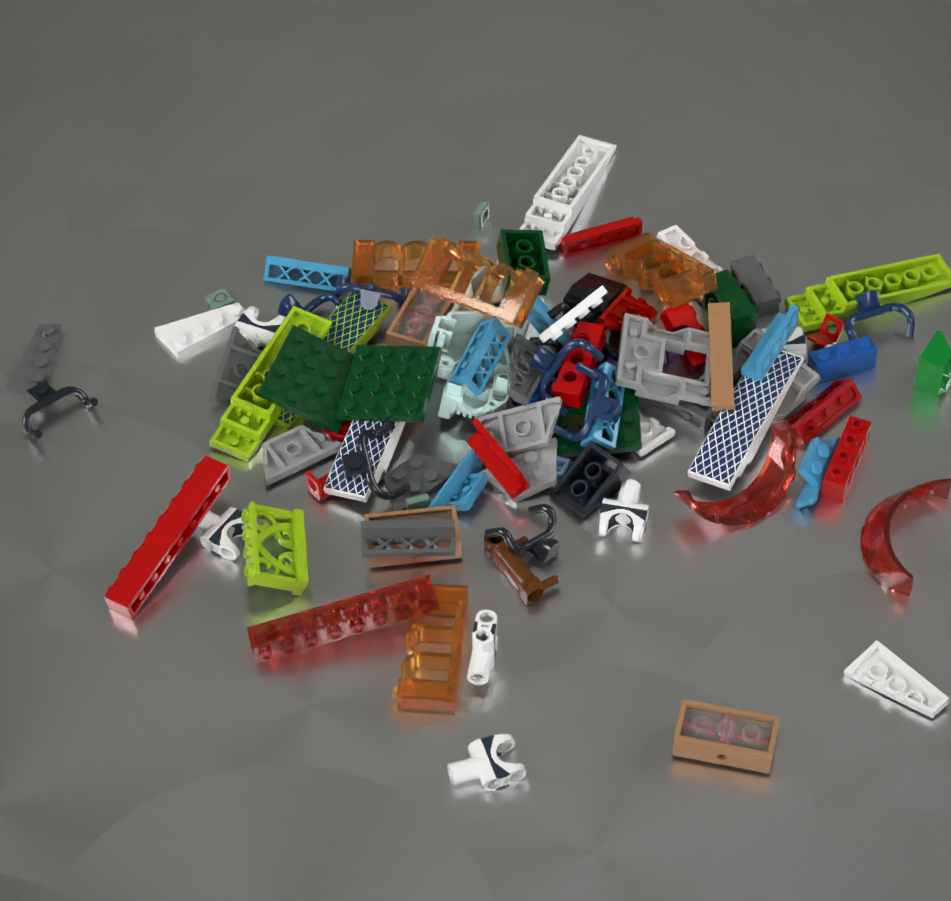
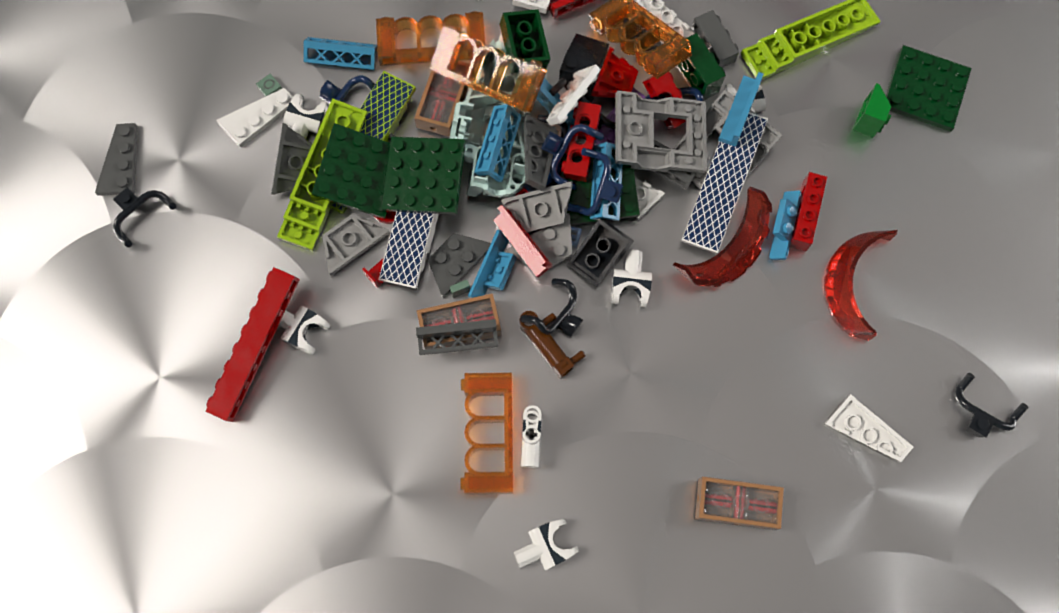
camera: 10 degrees left, 25 degrees up
(291, 525) = (358, 324): lime fence -> none
(343, 618) = (344, 436): clear red brick -> none
(359, 464) = (407, 259): black piece -> none
(370, 293) = (396, 77): dark blue piece -> none
(720, 356) = (700, 125): medium nougat tile -> none
(824, 337) = (776, 87): red bracket -> none
(824, 410) = (784, 163): red fence -> none
(843, 359) = (795, 110): blue brick -> none
(869, 306) = (813, 58): dark blue piece -> none

